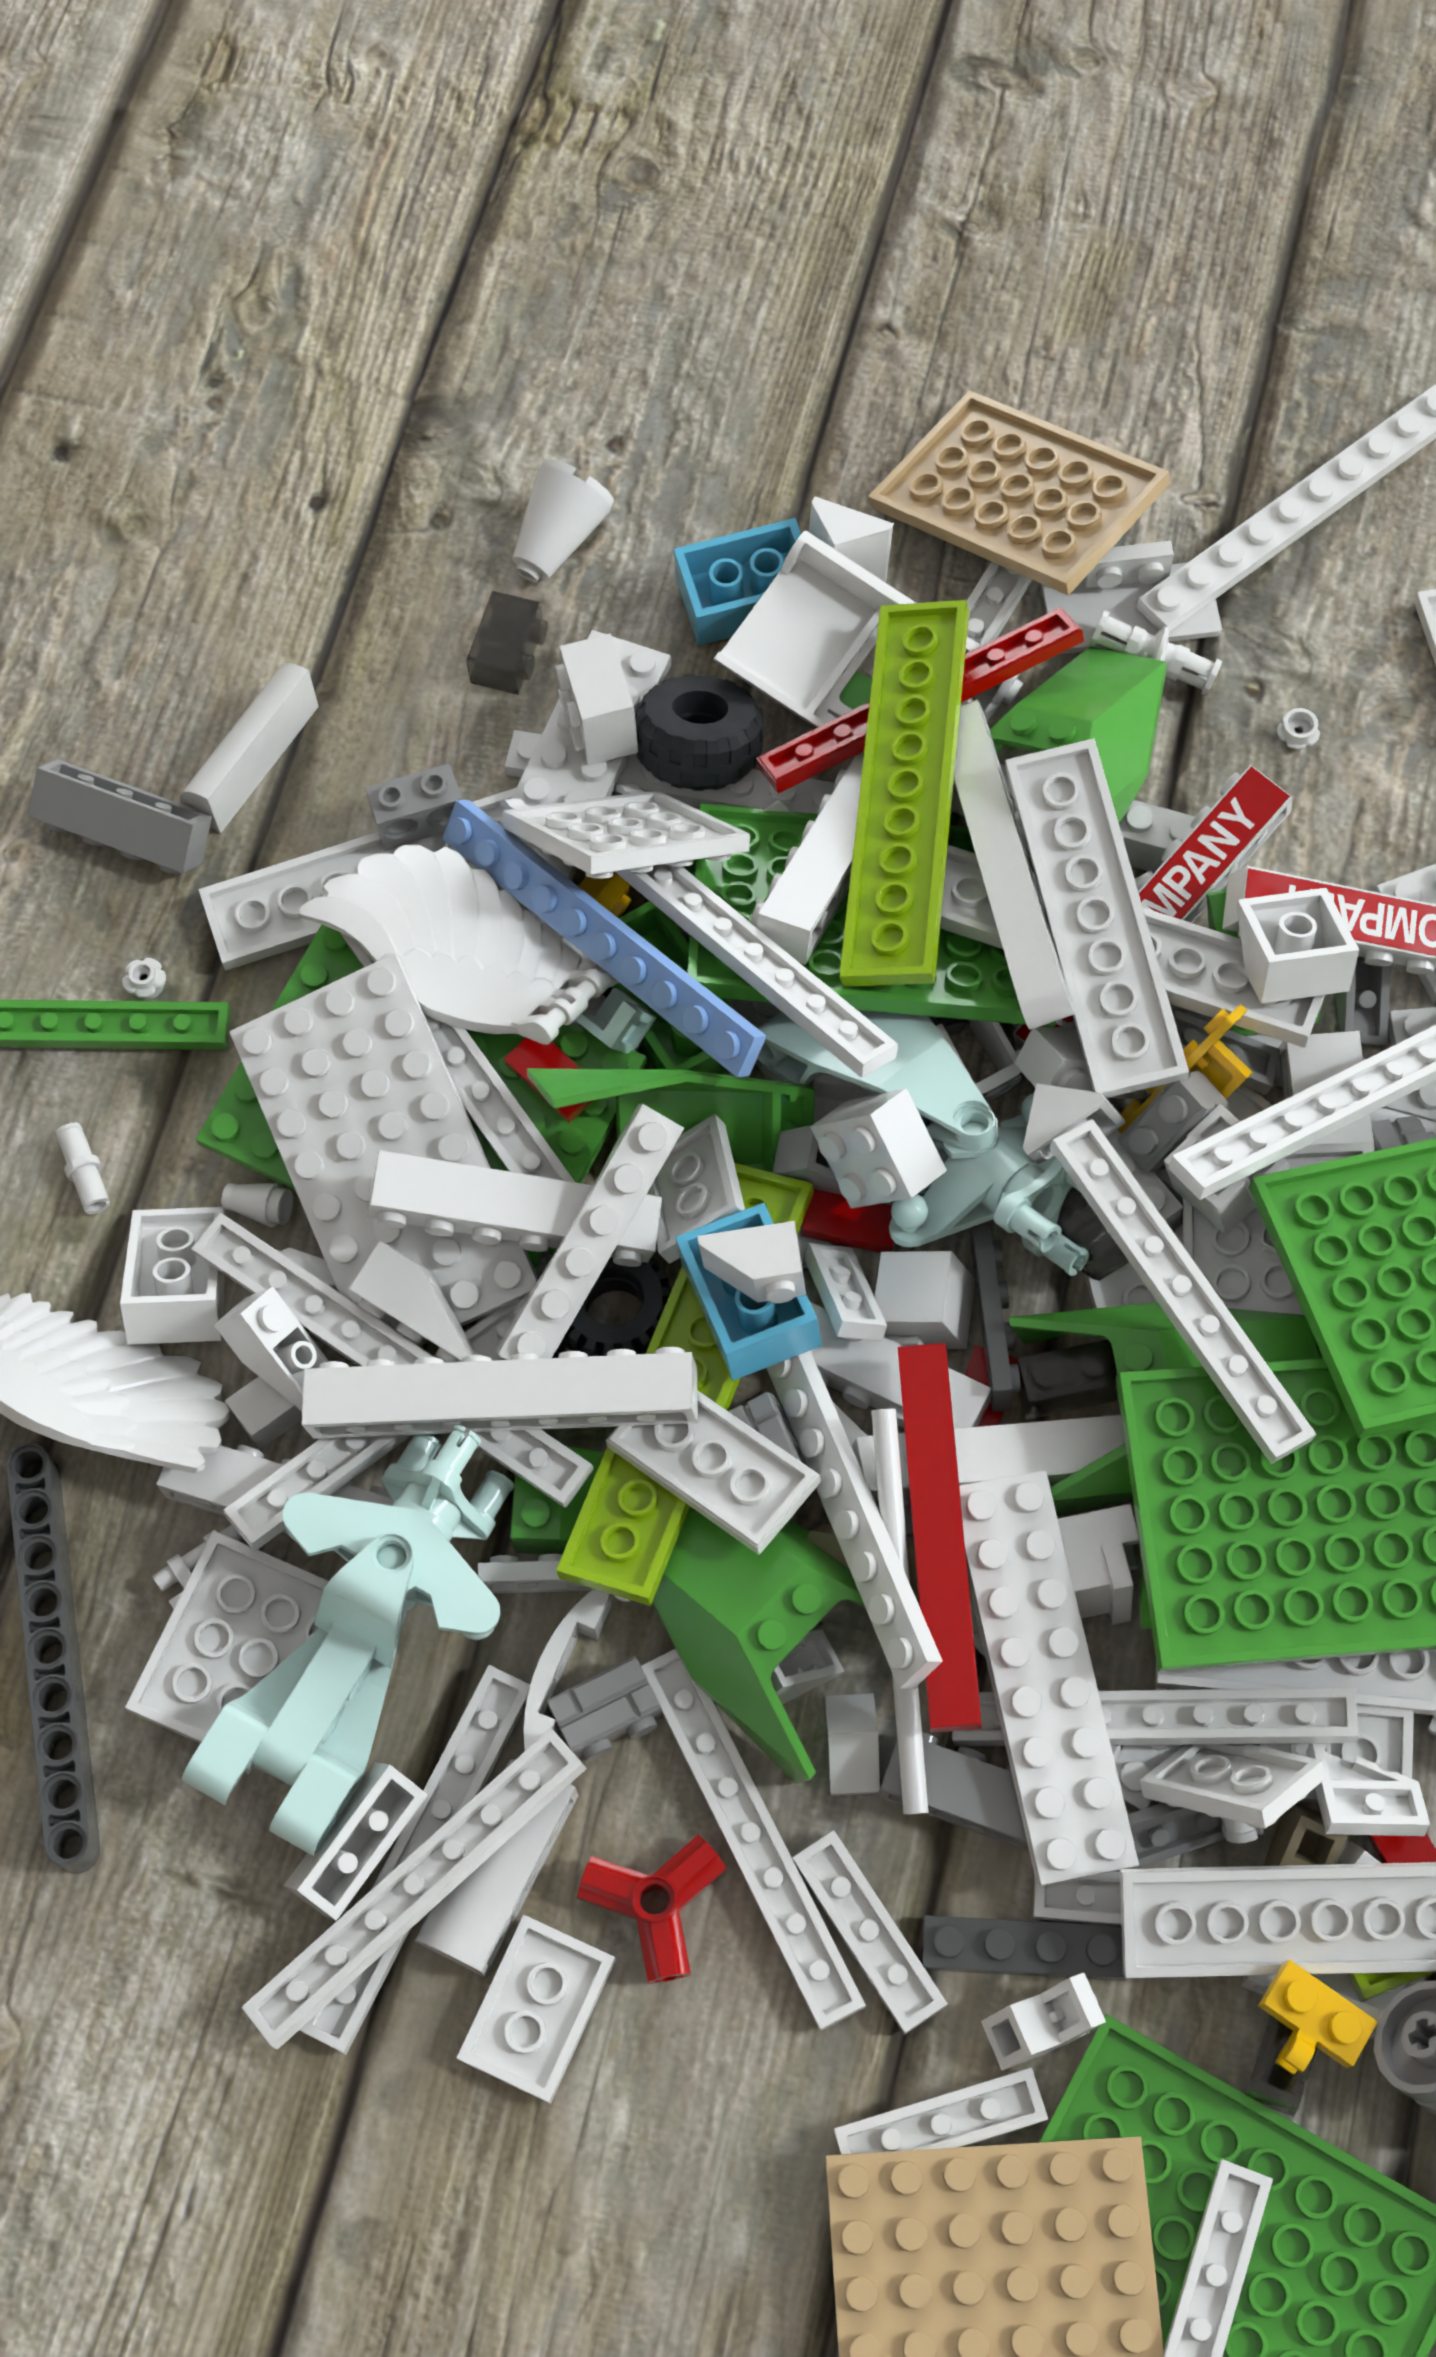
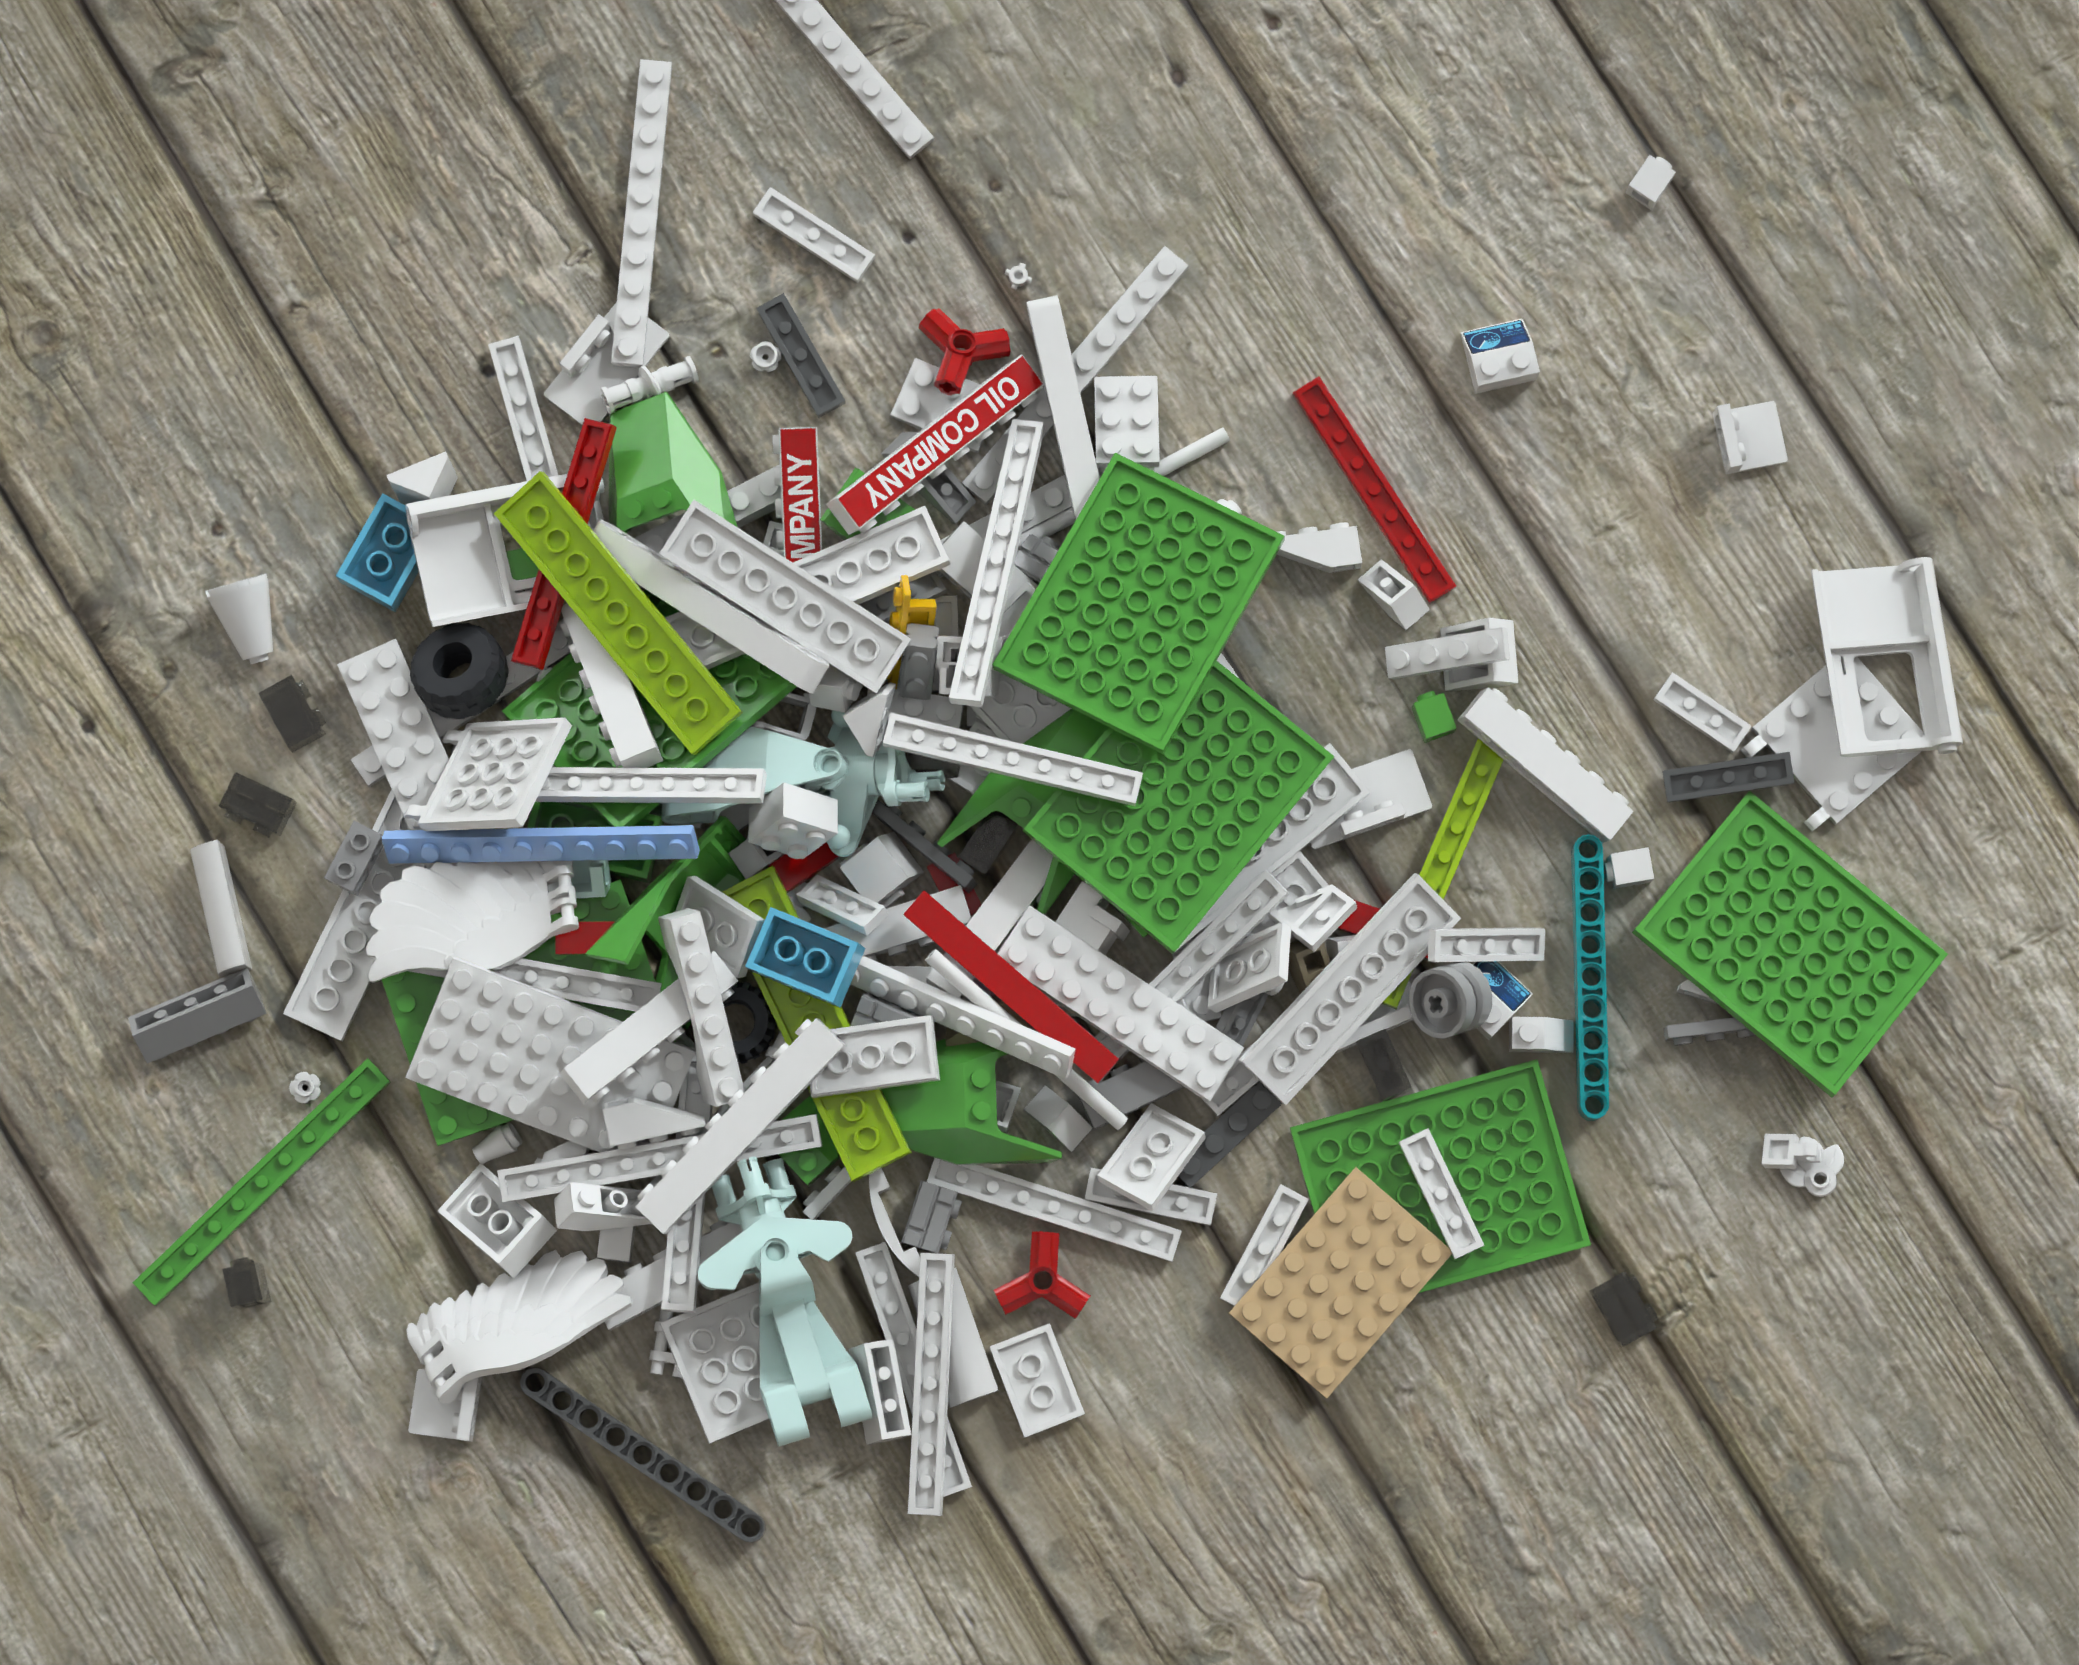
camera: 50 degrees left, 15 degrees up
(82, 1168) = (388, 1215): white pin -> none
(385, 690) = (257, 805): none -> clear smoke brick
(596, 700) = (399, 711): white brick -> none
(757, 1261) = (804, 943): white slope -> none
(912, 1885) = (1151, 1157): none -> white plate
(1019, 491) = (483, 357): tan plate -> none
(1043, 2022) = (1266, 1159): white brick -> none
(1296, 945) = (899, 518): white slope -> none
(1317, 2019) = (1383, 1040): yellow plate -> none
(1336, 757) = (801, 355): none -> dark grey plate

